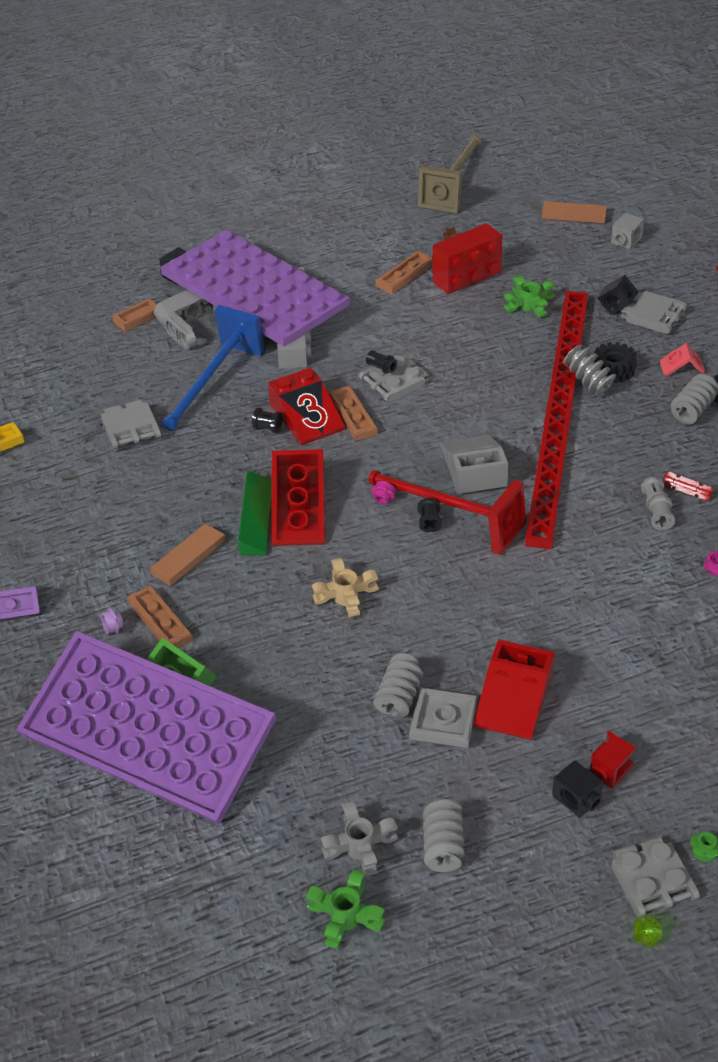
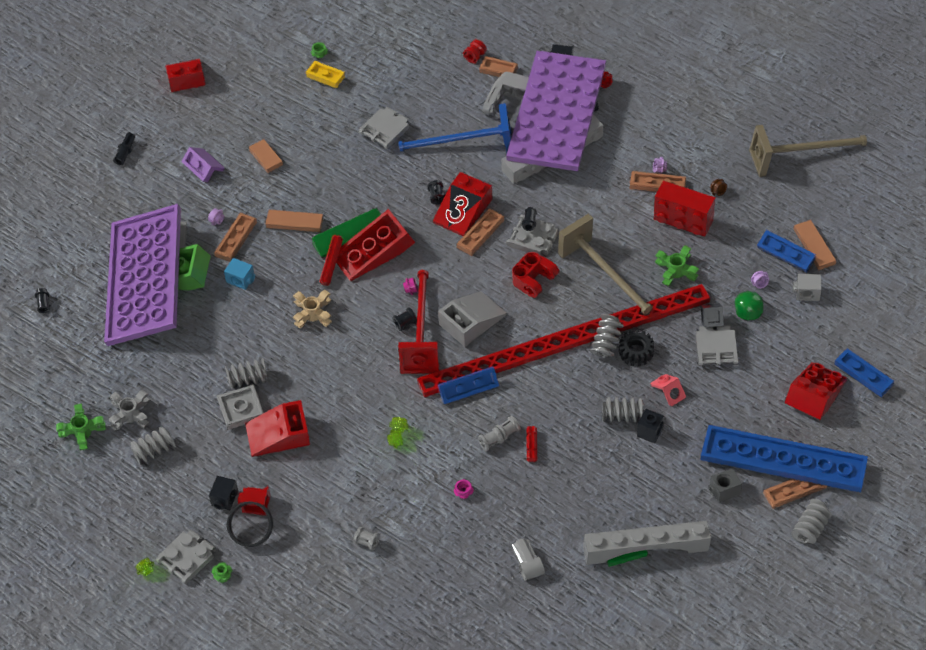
camera: 60 degrees right, 10 degrees up
(60, 540) = (265, 156): none -> nougat tile
(77, 868) = (42, 300): none -> black pin
(99, 318) = (473, 53): none -> red wheel
(228, 632) = (239, 274): none -> dark azure brick
(285, 542) = (331, 260): none -> red axle
(382, 261) = (659, 165): none -> lavender plate
(438, 338) = (577, 236): none -> dark tan tile
(448, 395) = (528, 269): none -> red piece
(570, 227) = (786, 251): none -> blue plate
(570, 501) = (468, 385): none -> blue plate
(585, 579) = (399, 423): none -> clear neon green plate
(590, 255) = (760, 279): none -> lavender plate
(602, 591) = (395, 438): none -> clear neon green plate
(615, 269) = (749, 305): none -> green hair
(675, 761) = (229, 522): none -> black tyre

